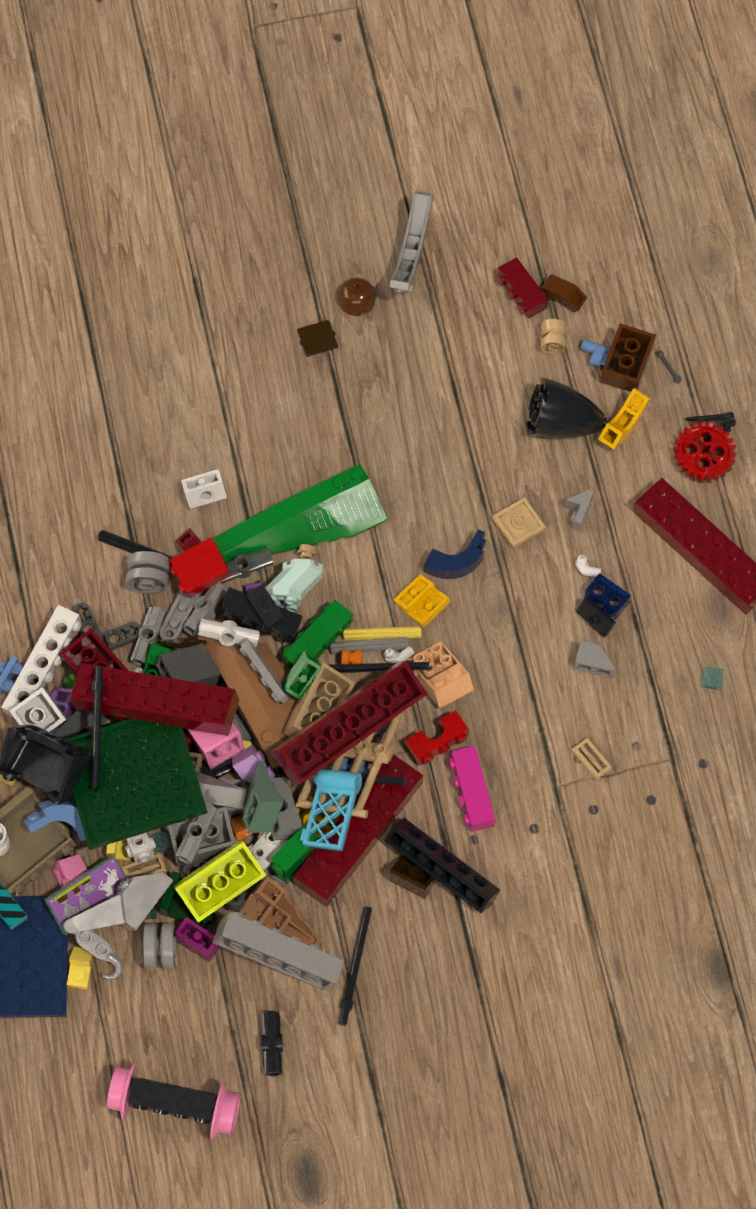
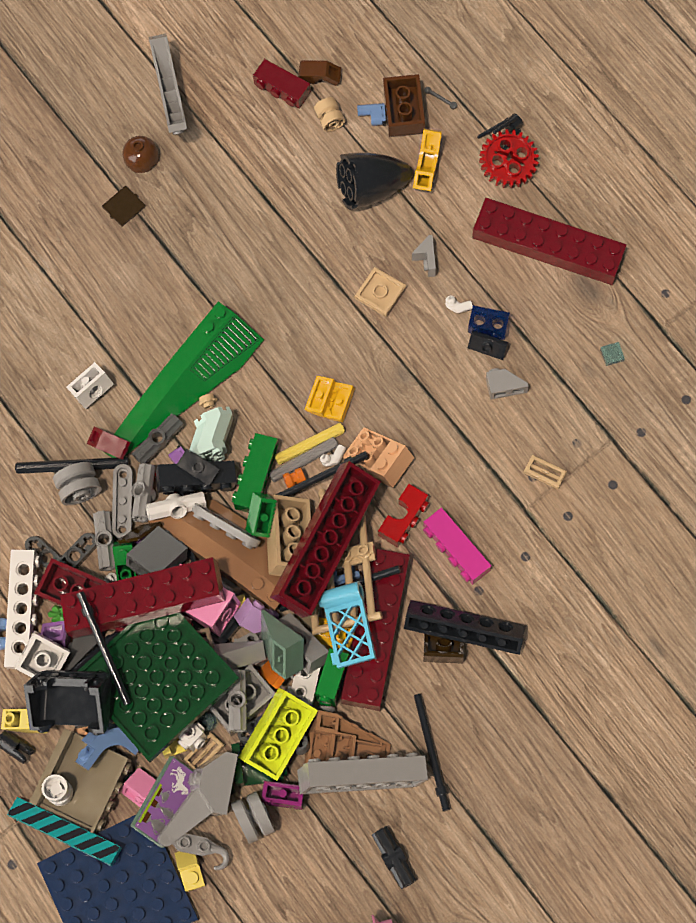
camera: 20 degrees left, 5 degrees up
(199, 567) = (122, 458): red brick -> none
(459, 565) = (344, 355): dark blue arch -> none

